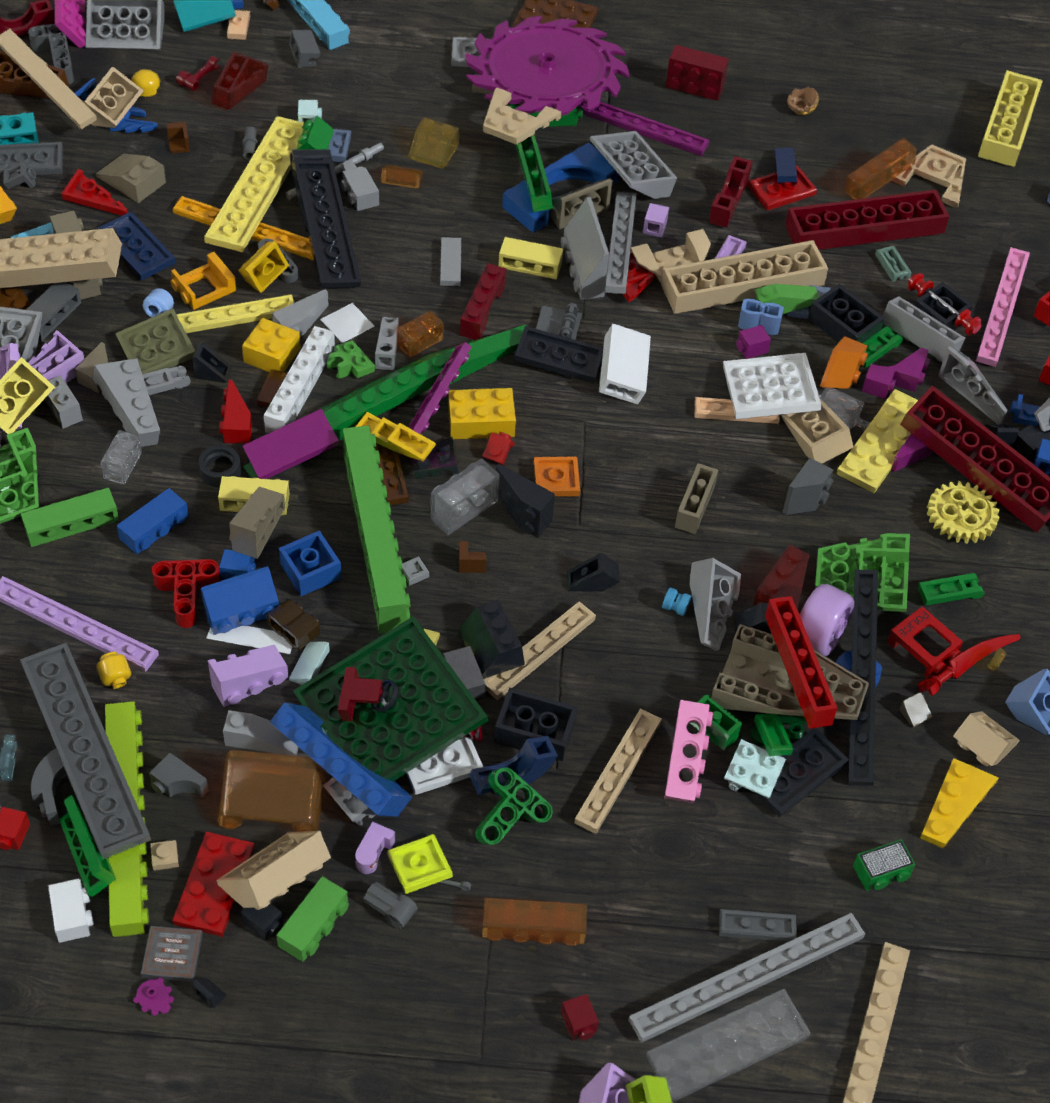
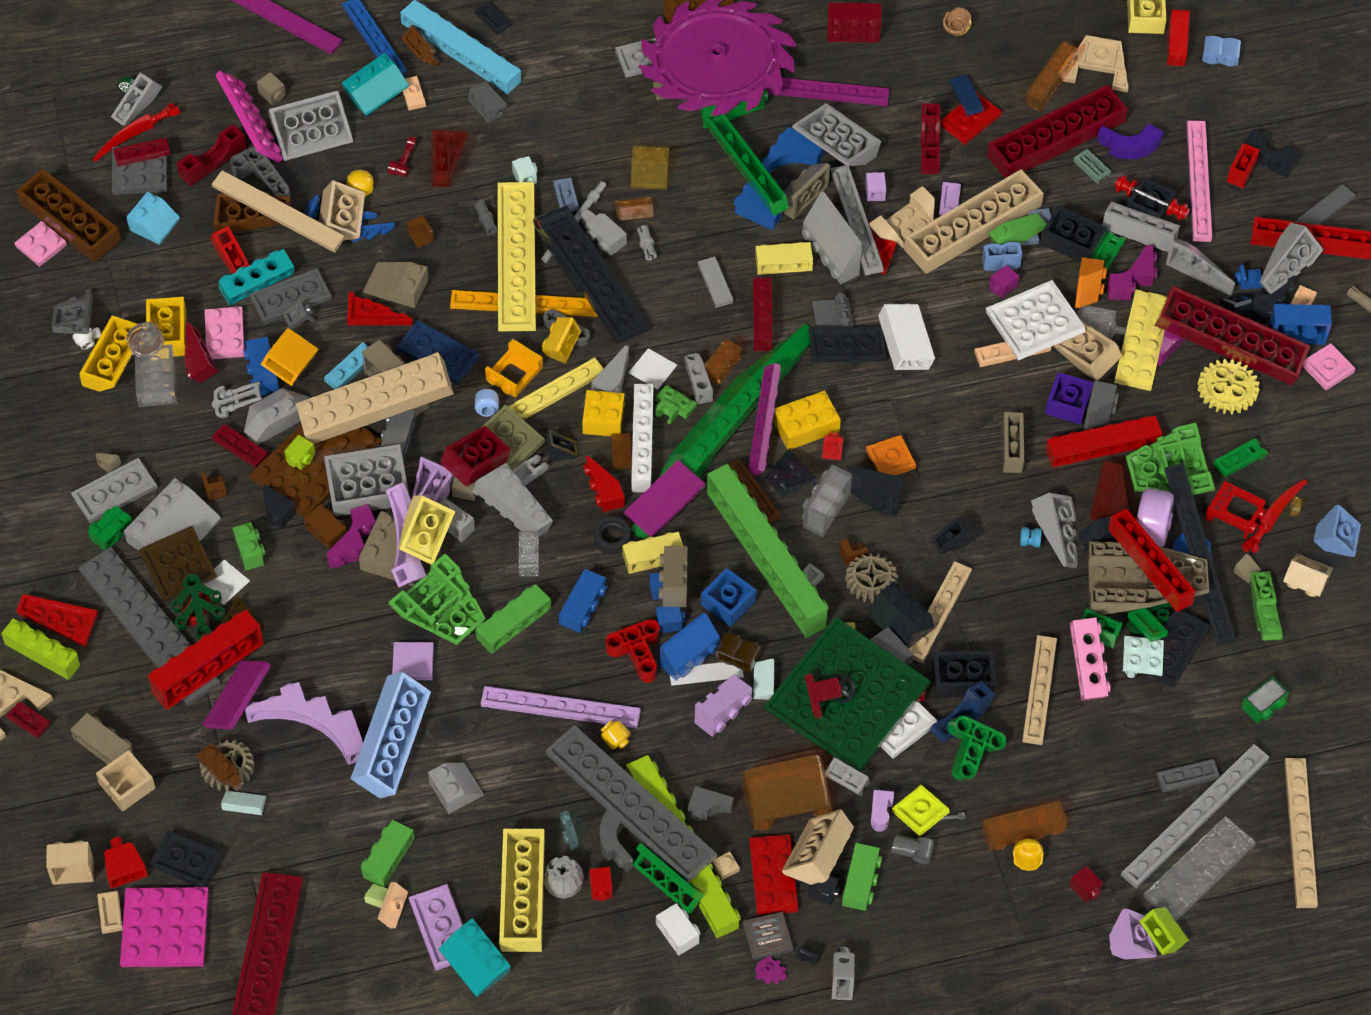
camera: 15 degrees left, 5 degrees up
(109, 341) = (475, 455): none -> dark red brick
(233, 1030) = (843, 969): none -> light grey torso
(256, 733) = (753, 749): light grey slope -> none
(304, 730) = (861, 763): blue arch -> none
(315, 134) = (544, 195): green brick -> none
(398, 207) = (646, 243): none -> light grey pin
(398, 437) = (750, 466): yellow slope -> none
(477, 587) = (860, 581): none -> dark tan gear
(513, 124) = (716, 131): tan wing -> none
(523, 957) = (1028, 854): none -> yellow hair
(775, 471) = (1069, 398): none -> dark purple brick
(797, 526) = (1102, 441): none -> red brick
(922, 757) = (1265, 606): none -> bright green slope
(943, 256) = (1133, 146): none -> dark purple arch
(957, 798) = (1301, 630): yellow wing -> none
(1027, 170) = (1177, 37): none -> red slope

